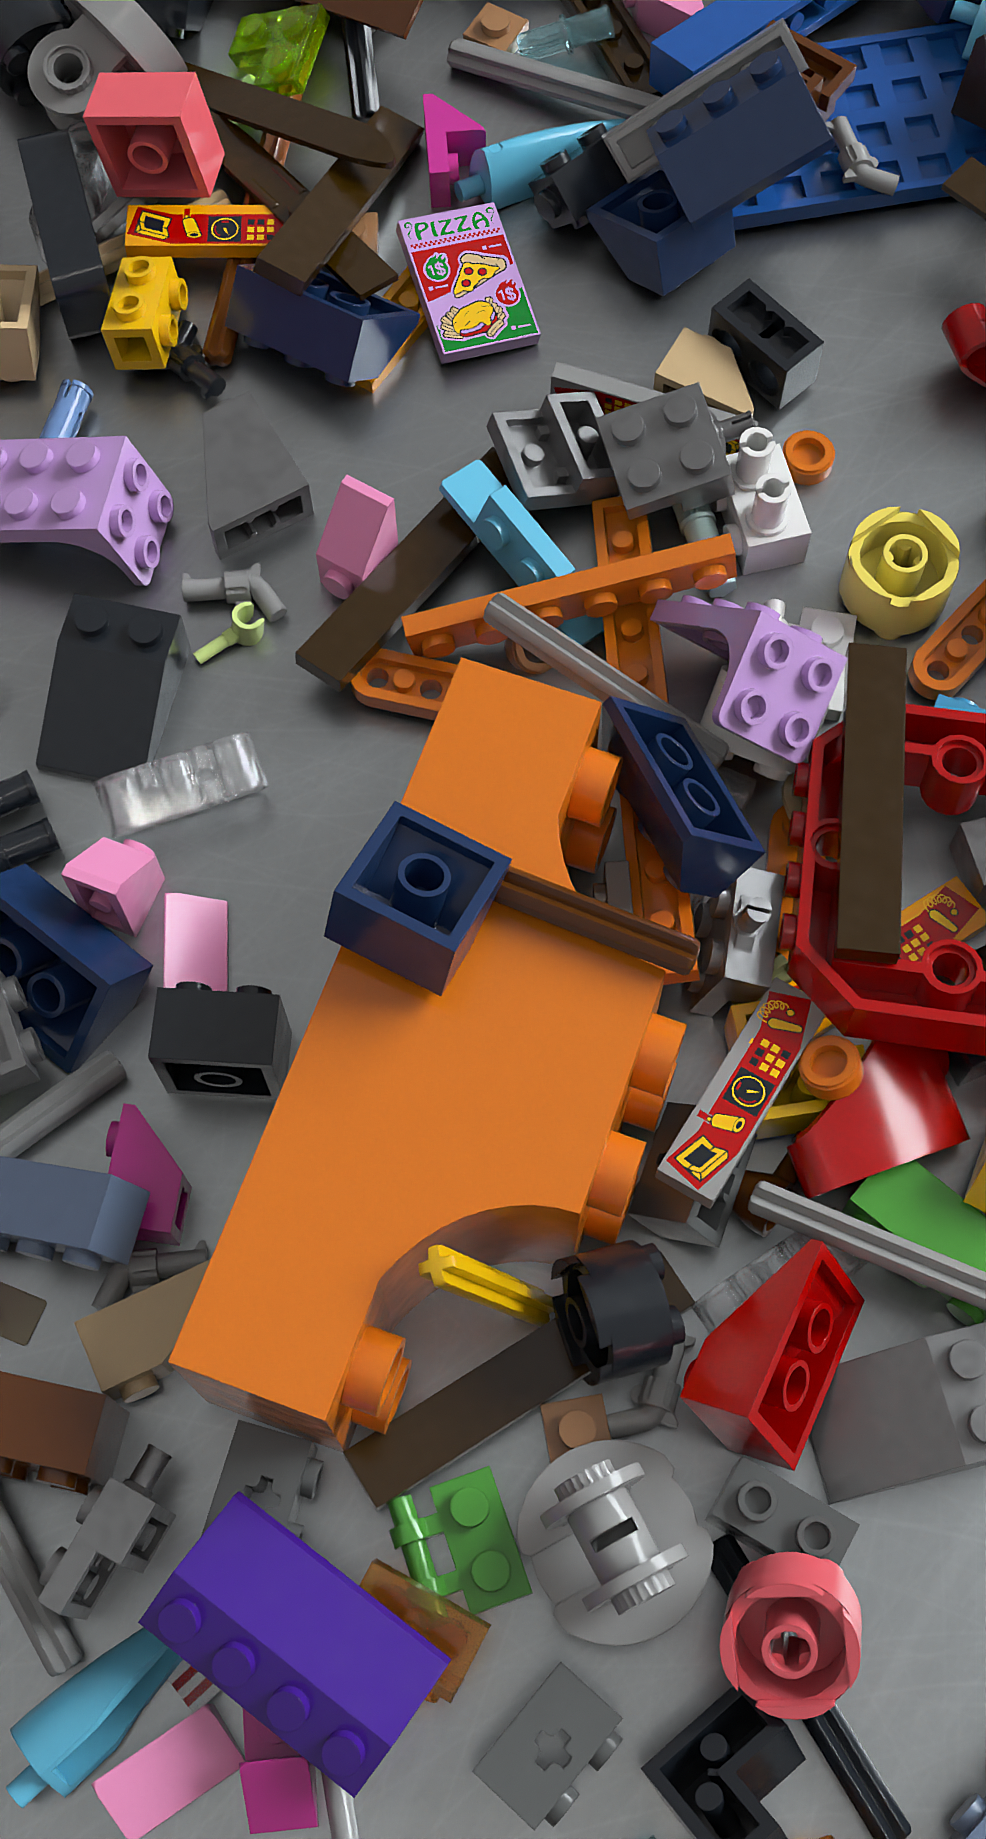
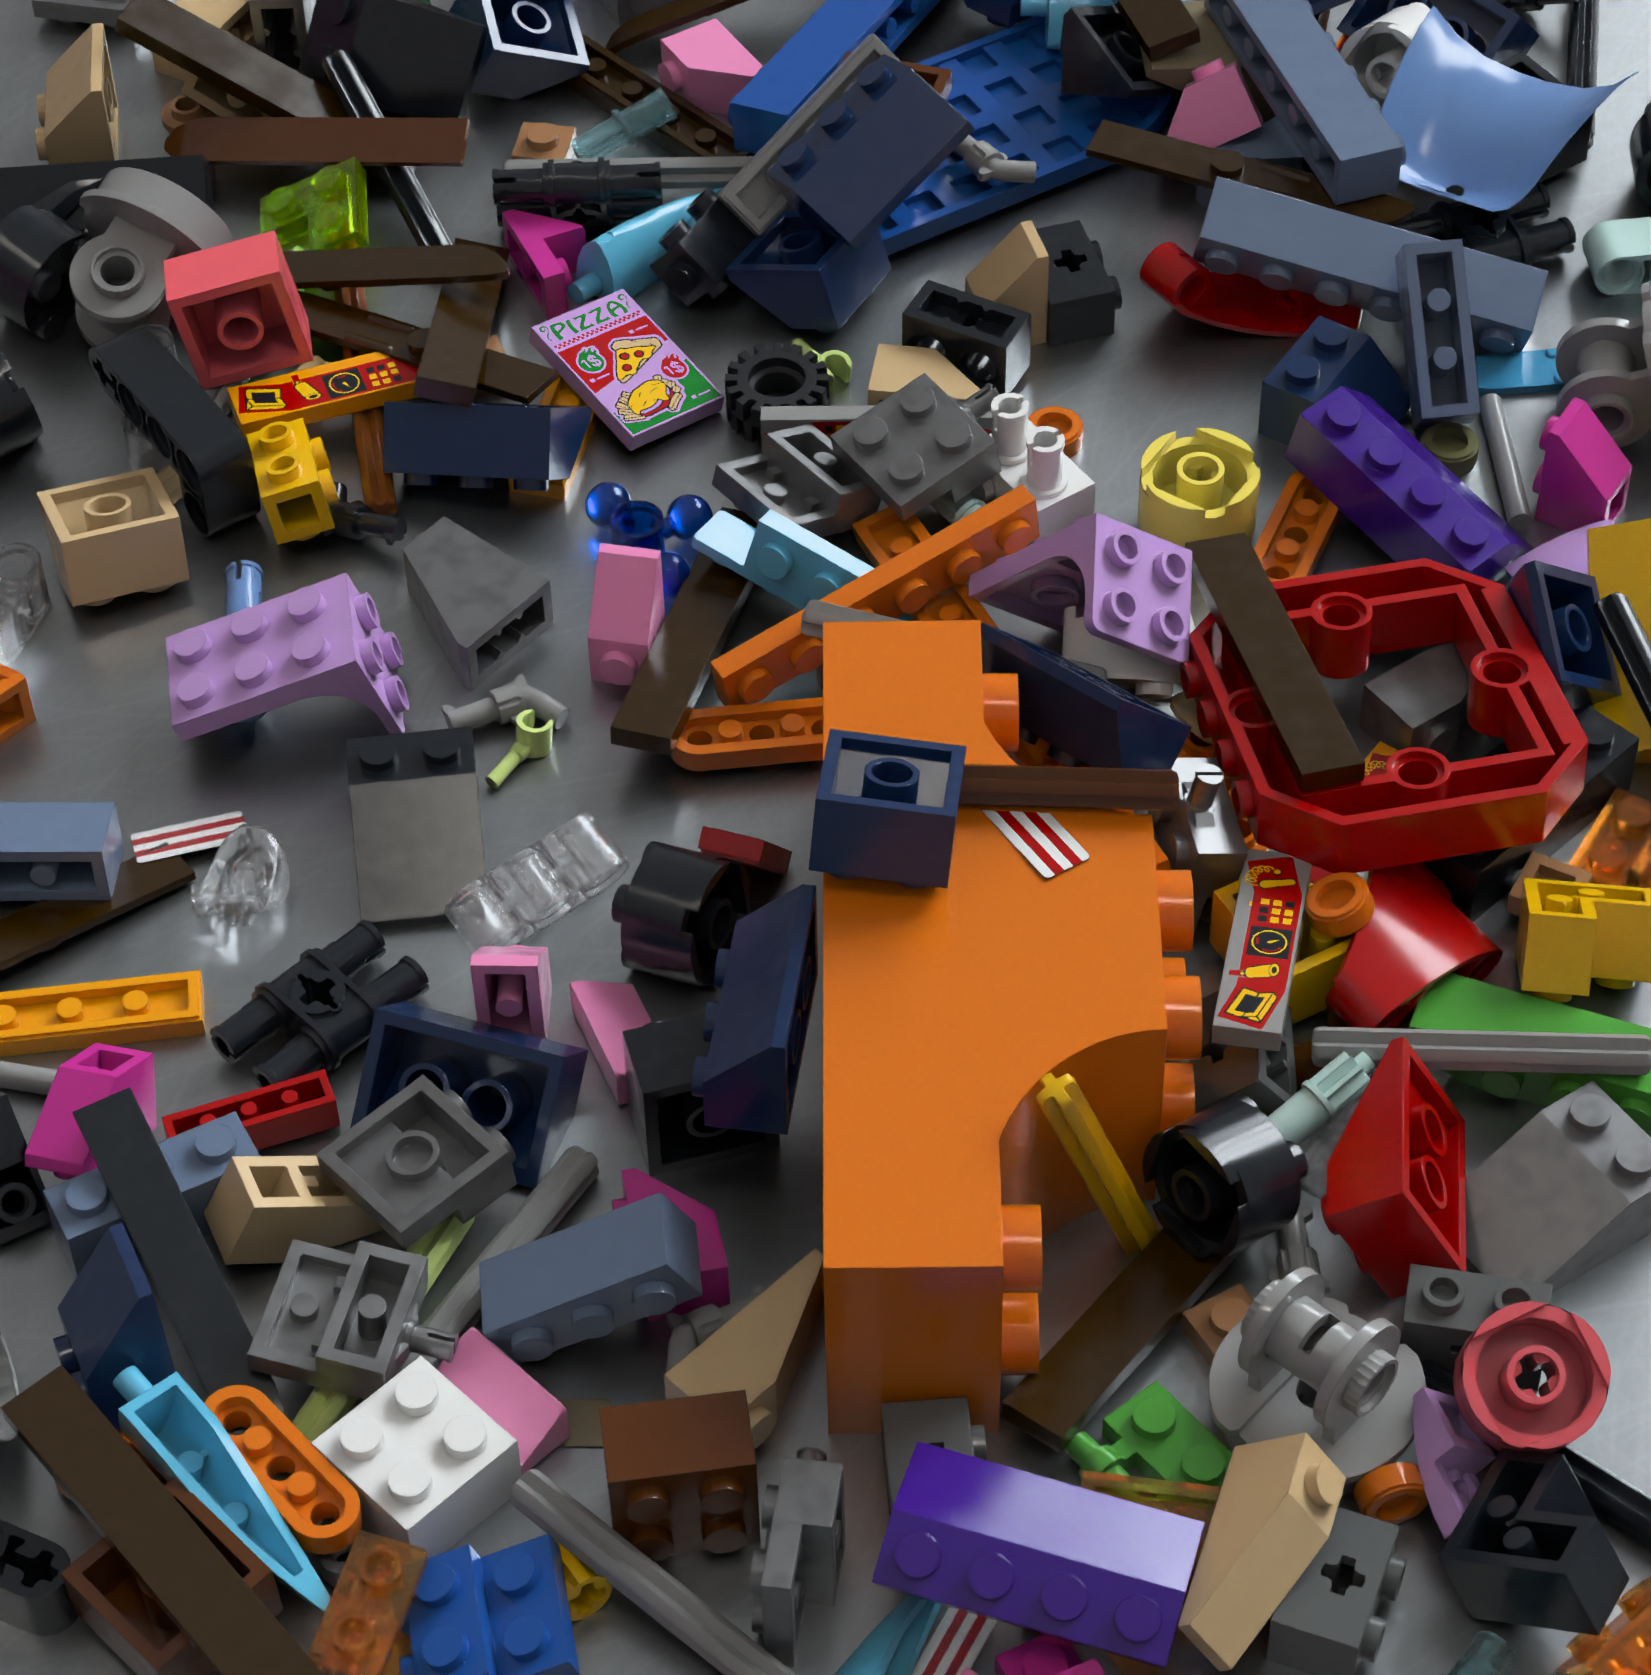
camera: 20 degrees left, 20 degrees down
(256, 1035) = (760, 1016): none -> dark blue slope
(280, 860) = (680, 912): none -> black brick
(350, 811) = (745, 850): none -> red tile
(404, 440) = (643, 526): none -> clear blue piece
(490, 1697) = (1260, 1540): none -> tan slope
(495, 92) = (580, 191): none -> black pin
(552, 964) = (1040, 840): none -> sticker
(586, 321) = (769, 373): none -> black tyre
(639, 324) = (837, 362): none -> yellowish green hand
(639, 1664) = (1391, 1493): none -> orange tile
(694, 1662) = (1446, 1456): none -> lavender slope
(726, 1256) = (1323, 1096): none -> light aqua piece
(826, 300) = (1016, 277): none -> tan slope
(879, 307) = (1079, 290): none -> black brick

